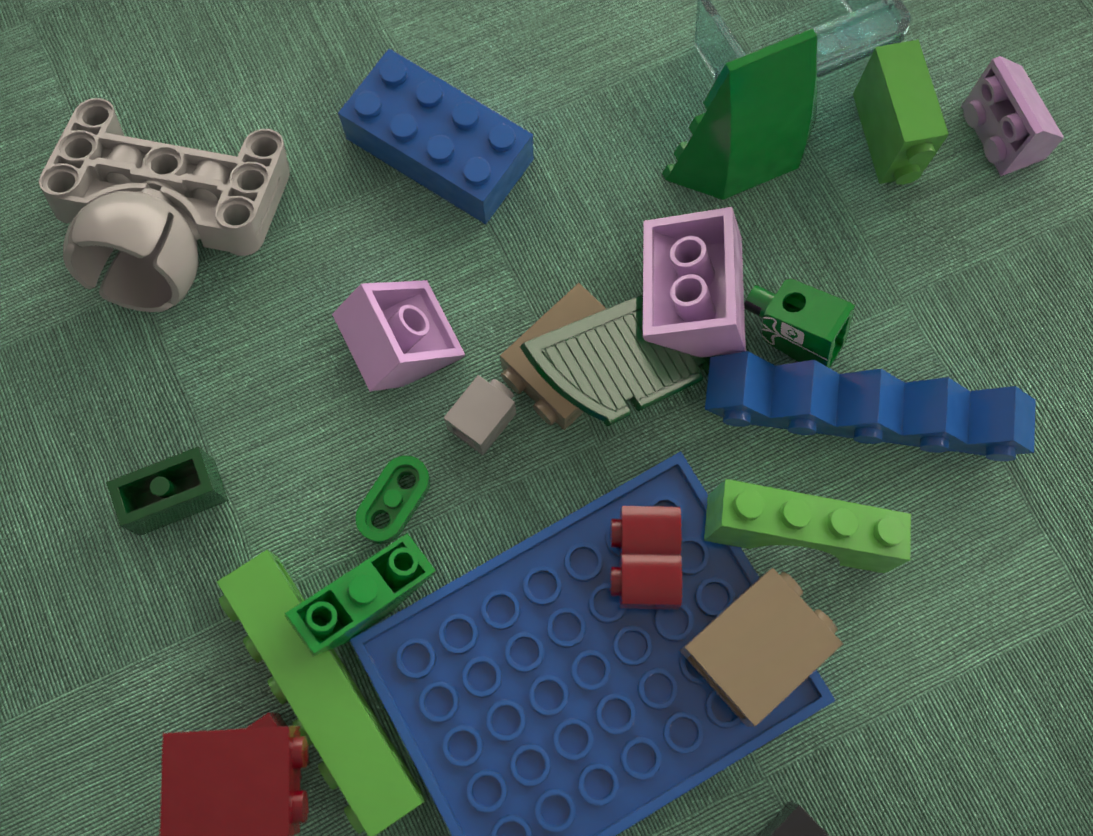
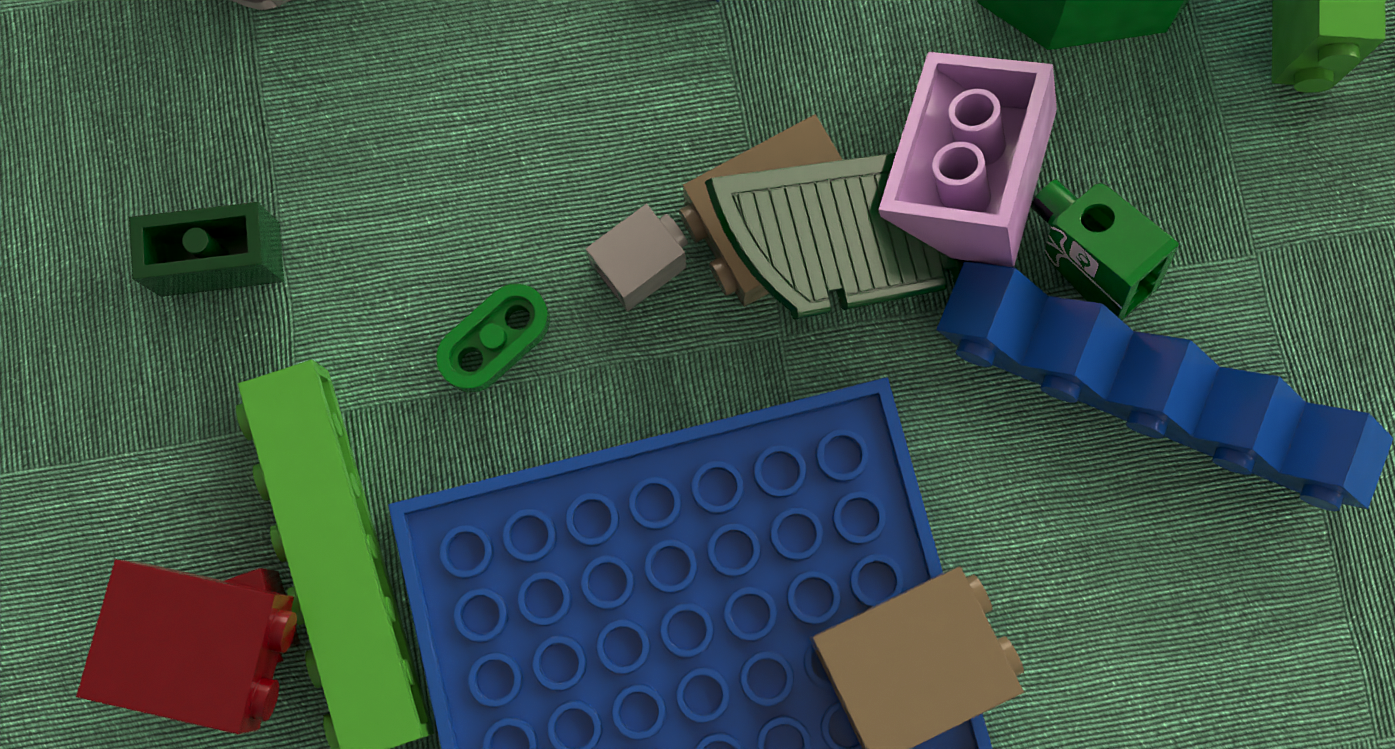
camera: 20 degrees right, 5 degrees up
(360, 596) = (414, 453): green slope -> none
(396, 333) = (557, 118): lavender slope -> none
(649, 557) = (801, 506): dark red brick -> none
(768, 516) = (983, 499): bright green arch -> none

